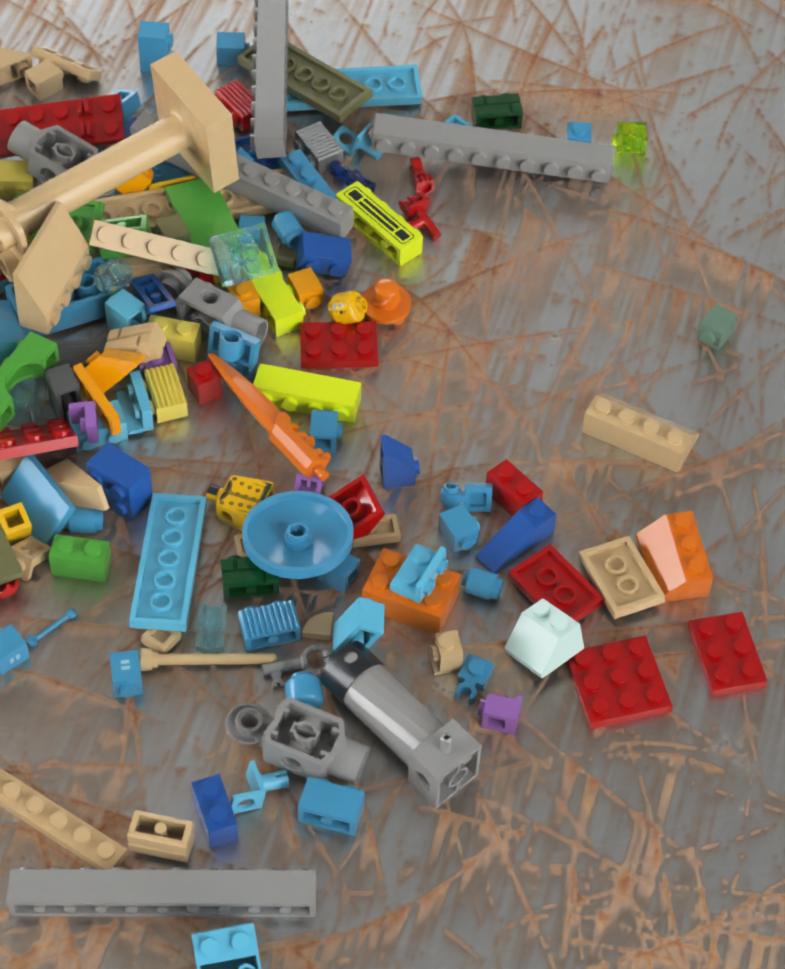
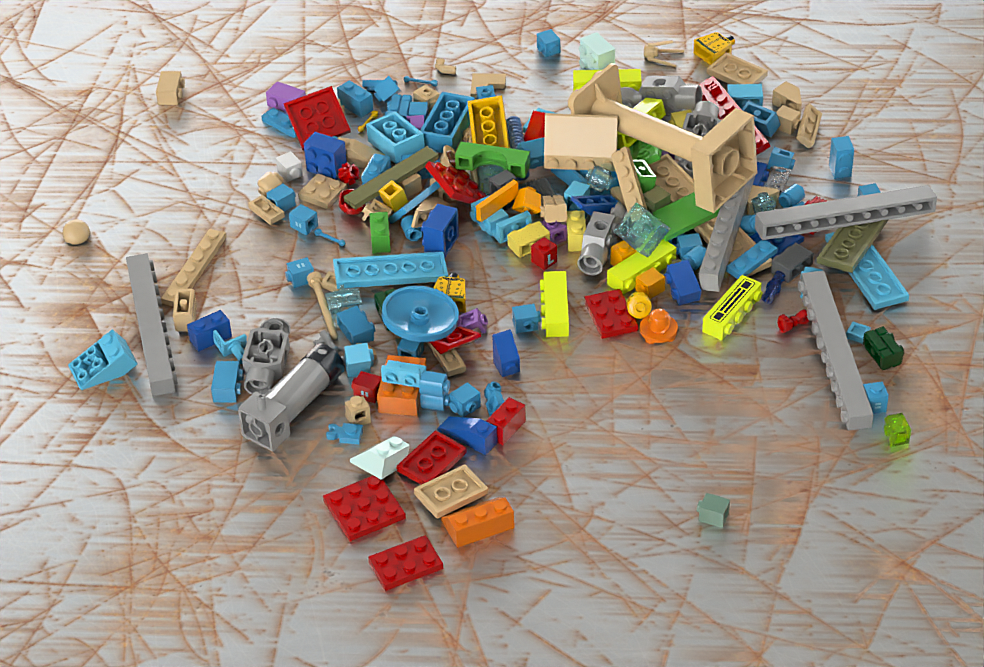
camera: 80 degrees right, 10 degrees down
(39, 93) = (764, 119): none -> dark azure brick
(86, 415) = (475, 199): medium lavender bracket -> none
(235, 348) = (567, 249): dark azure plate -> none
(293, 444) = (500, 292): orange piece -> none
(305, 688) = (302, 347): dark azure head -> none
(400, 633) = (367, 386): none -> red brick
(417, 207) = (756, 323): red arm -> none
(452, 538) = (434, 391): none -> dark azure brick
(482, 583) = (421, 420): dark azure brick -> none
(500, 712) = (318, 448): medium lavender brick -> none
(638, 432) = (594, 481): tan slope -> none

